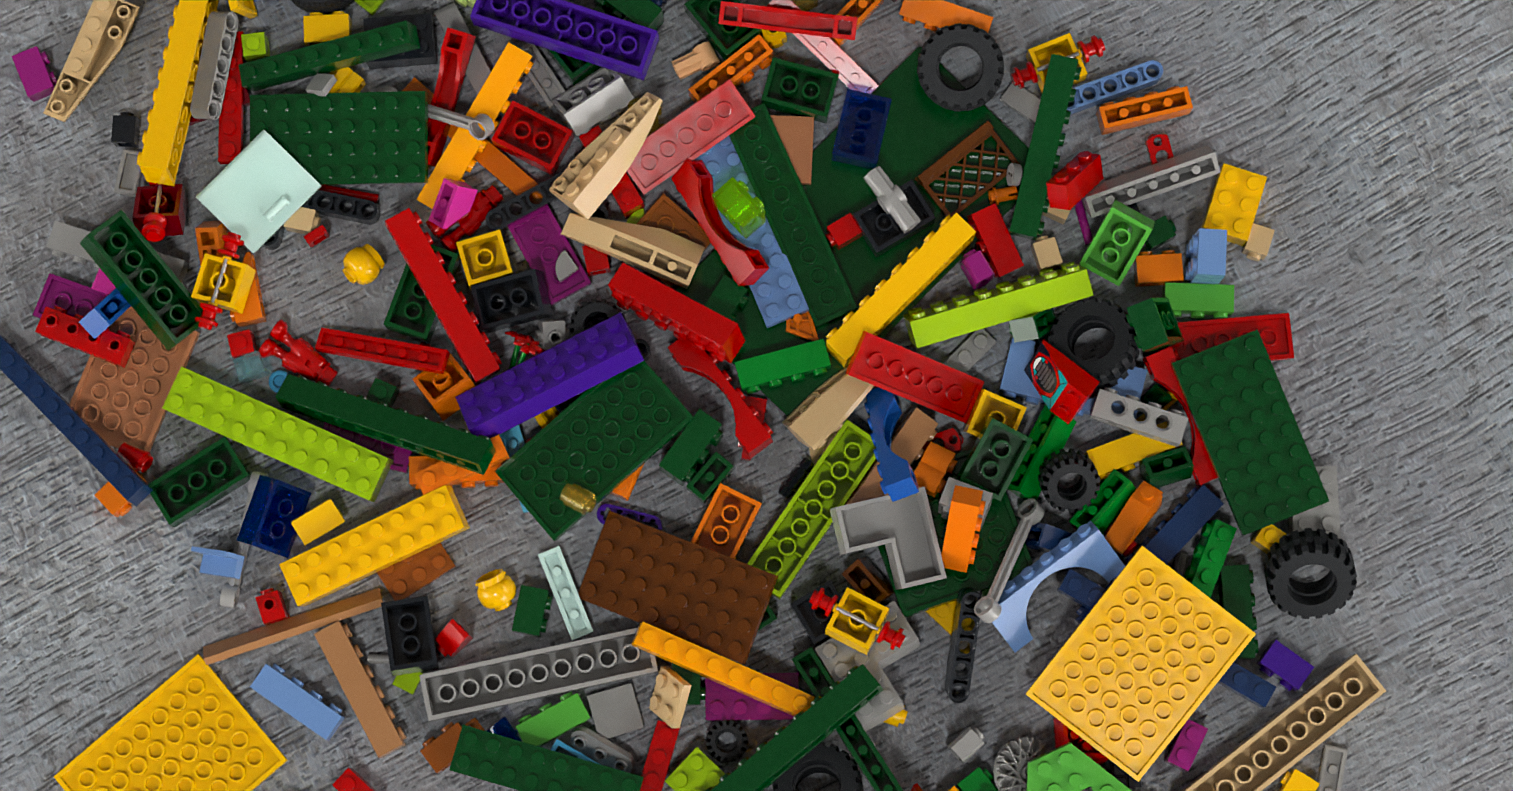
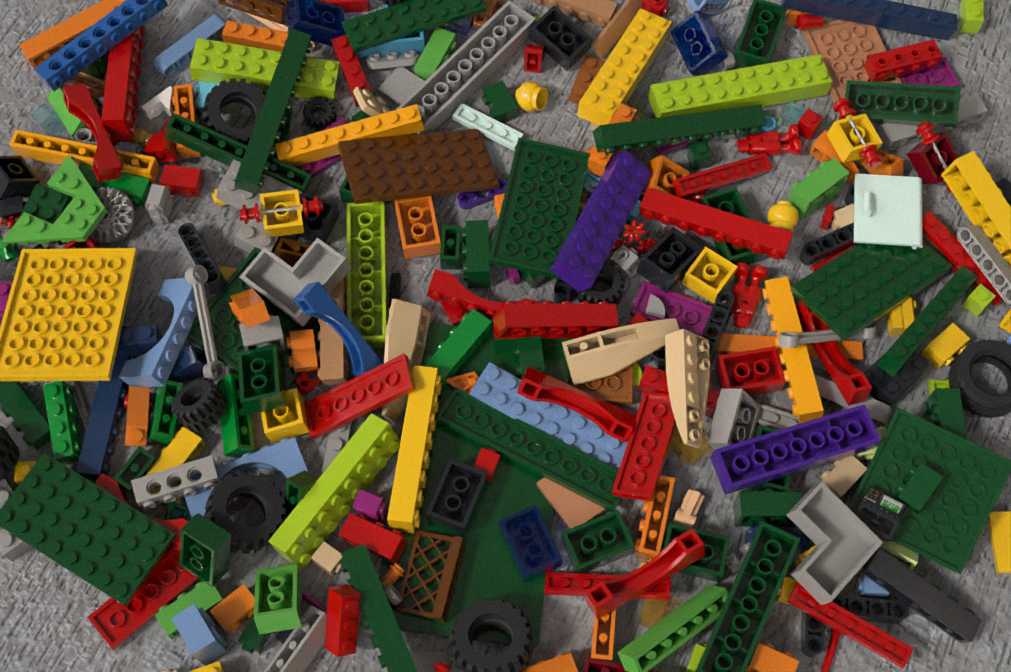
camera: 140 degrees right, 15 degrees down
(105, 313) = (905, 66): blue brick -> none
(303, 267) = (818, 187): none -> bright green brick
(317, 521) = (670, 61): yellow panel -> none
(321, 84) = (915, 300): light grey tile -> none
(452, 202) = (762, 288): dark pink slope -> none
(578, 498) = (522, 163): clear yellow brick -> none
(739, 207) = (570, 417): clear neon green brick -> none
(892, 199) = (466, 498): light grey piece -> none
(924, 763) = (182, 180): none -> red brick
(1060, 381) = (245, 458): red slope -> none

